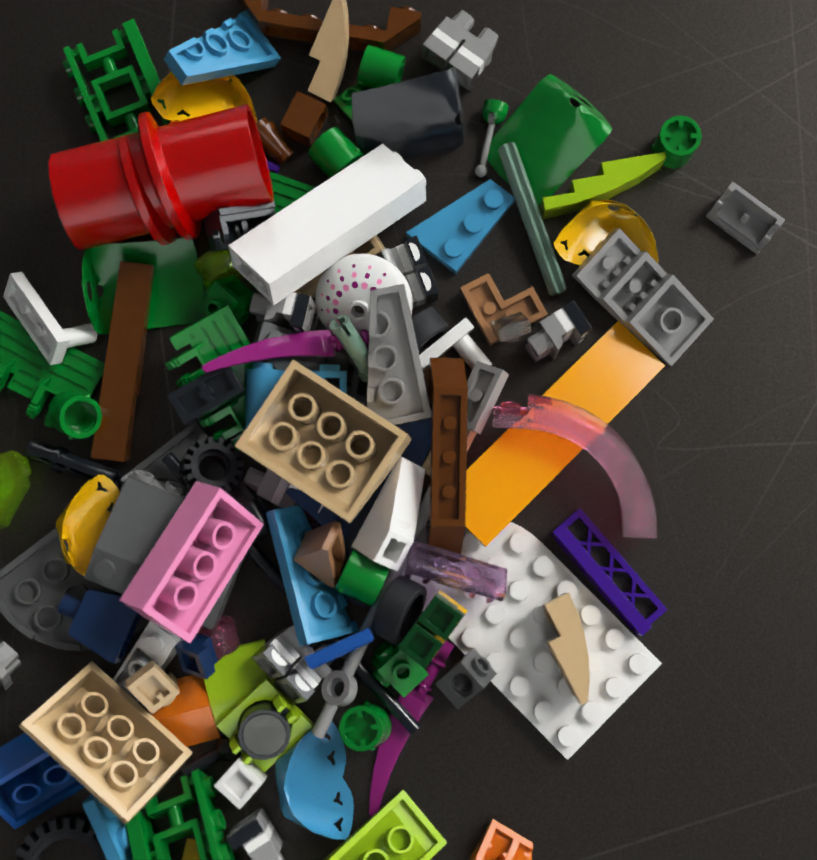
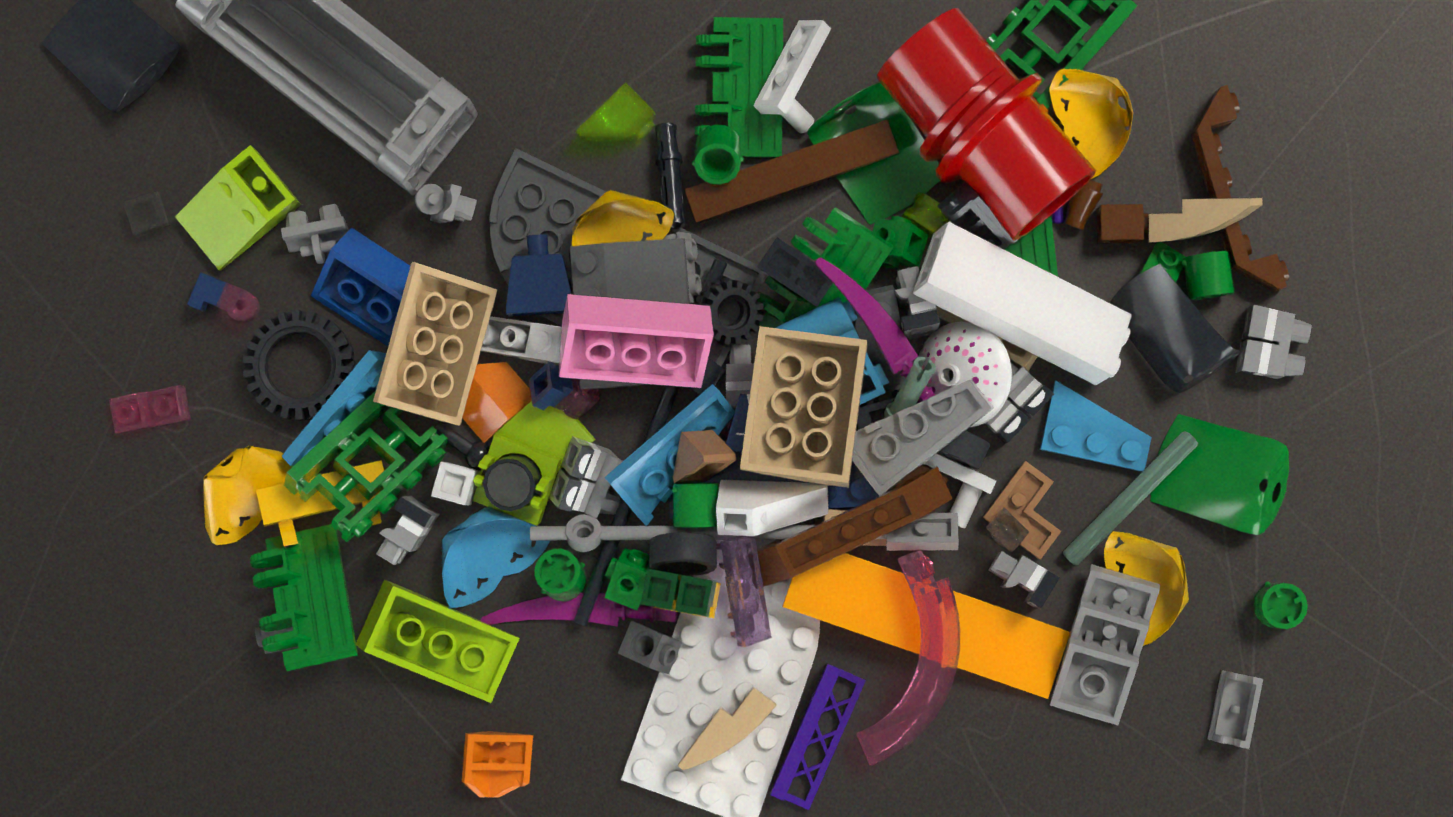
camera: 65 degrees right, 5 degrees up
(153, 686) = (502, 360): tan bracket -> none
(223, 52) = (1145, 113): dark azure wing -> none
(334, 152) = (1099, 272): green piece -> none
(340, 648) = (621, 516): blue tile -> none
(493, 113) = (1220, 409): hinge -> none
(610, 181) = (1209, 559): lime slope -> none

